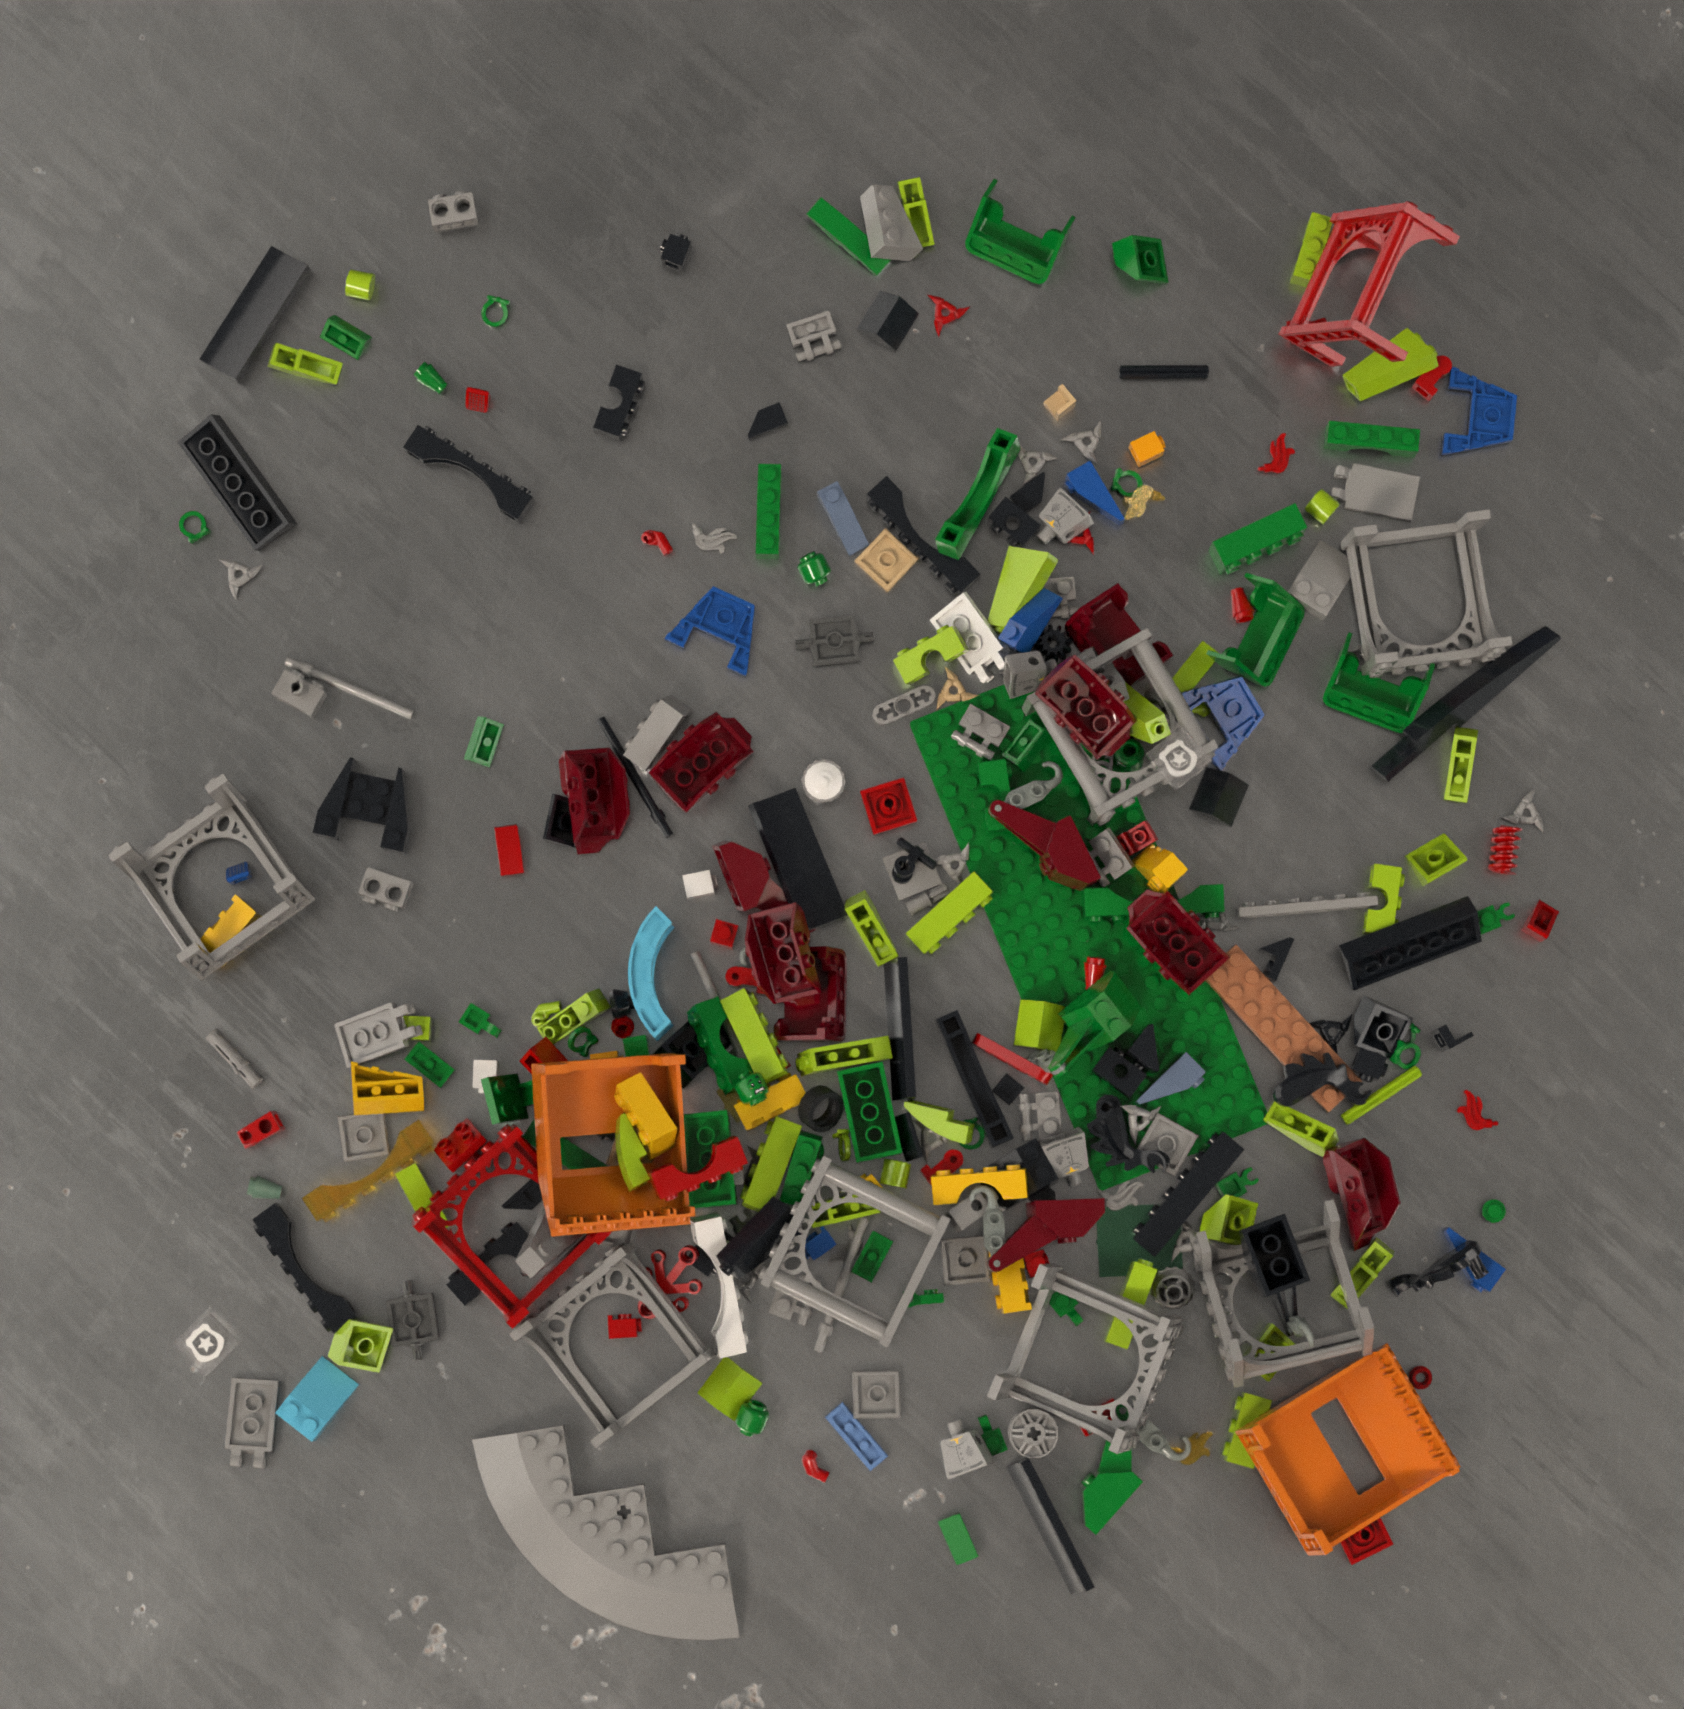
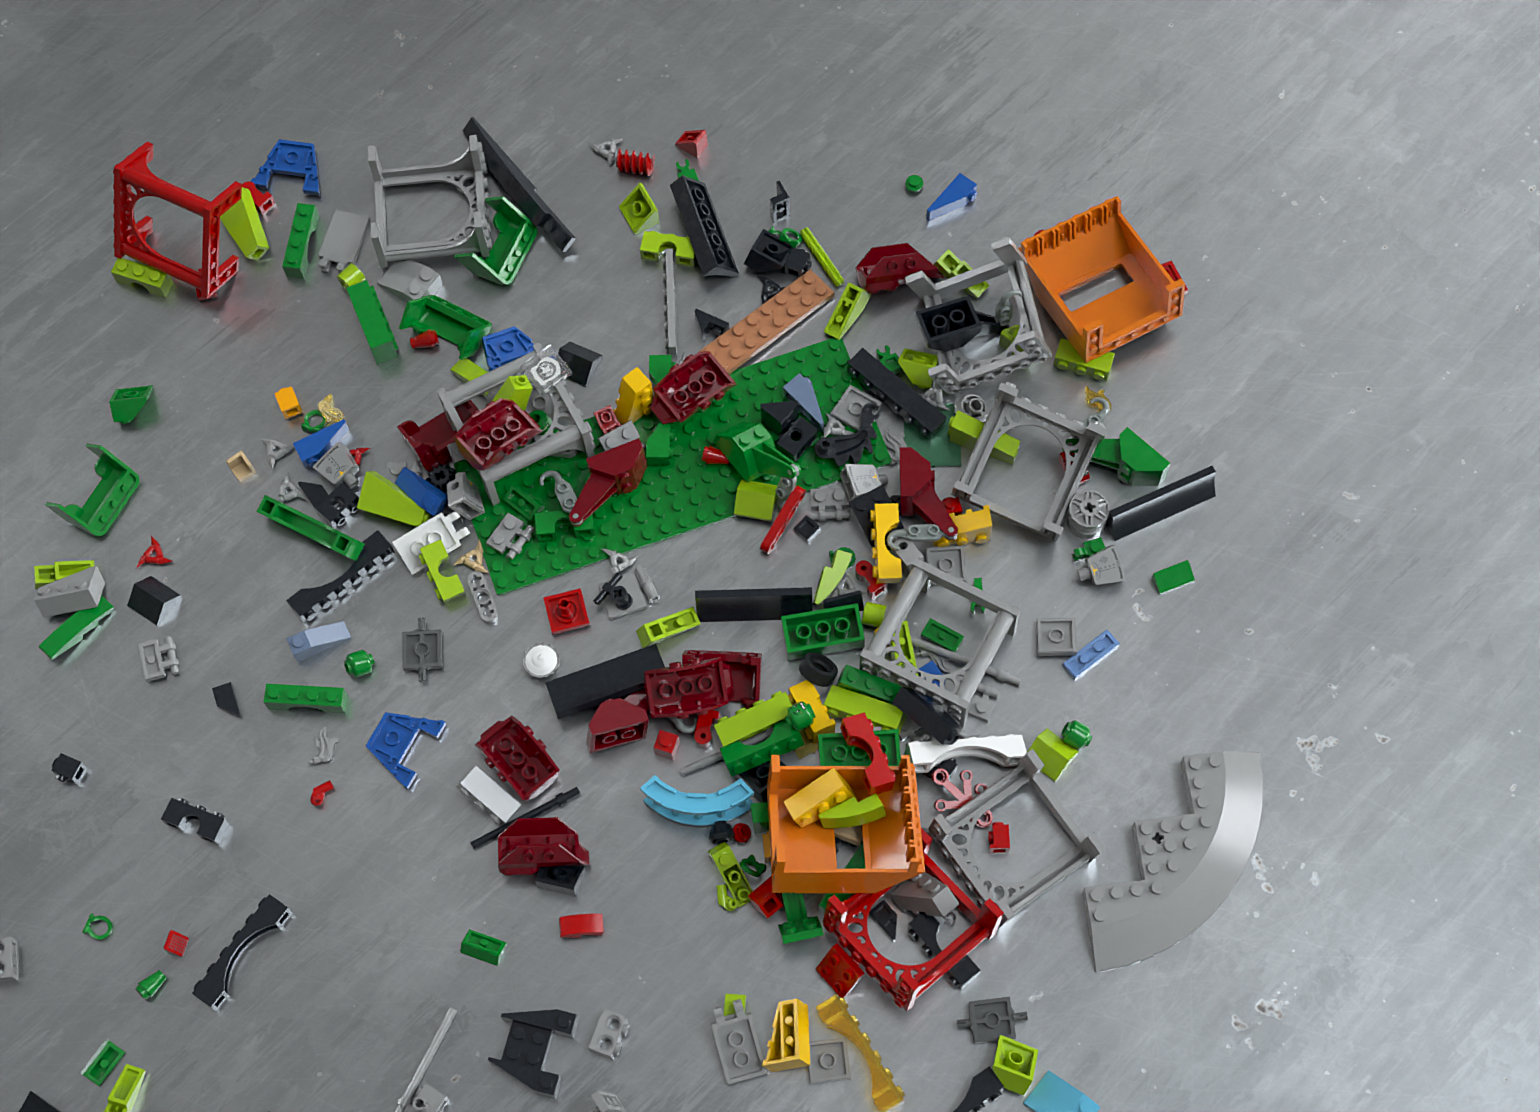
camera: 85 degrees left, 15 degrees down
(360, 285) = (56, 1045): lime piece -> none
(416, 1187) = (878, 1011): lime slope -> none
(429, 1064) = (767, 999): green plate -> none
(477, 1020) = (730, 957): green plate -> none
(484, 1069) = (777, 951): white brick -> none
(699, 884) = (622, 765): white brick -> none
(811, 1467) = (1117, 689): red arm -> none
(842, 1135) = (839, 652): lime piece -> none
(843, 1055) = (774, 652): lime slope -> none
(886, 560) = (358, 608): tan tile -> none
(950, 912) = (659, 564): lime brick -> none
(974, 1079) = (769, 561): black arch -> none
(1065, 1305) = (985, 490): green plate -> none
(1163, 371) = (226, 390): black axle -> none
(1280, 456) = (305, 308): red piece -> none
(1306, 1079) = (806, 301): black animal -> none
(1459, 1258) = (960, 208): black animal -> none
(1461, 764) = (565, 189): lime slope -> none
(1472, 1113) = (837, 195): red piece -> none

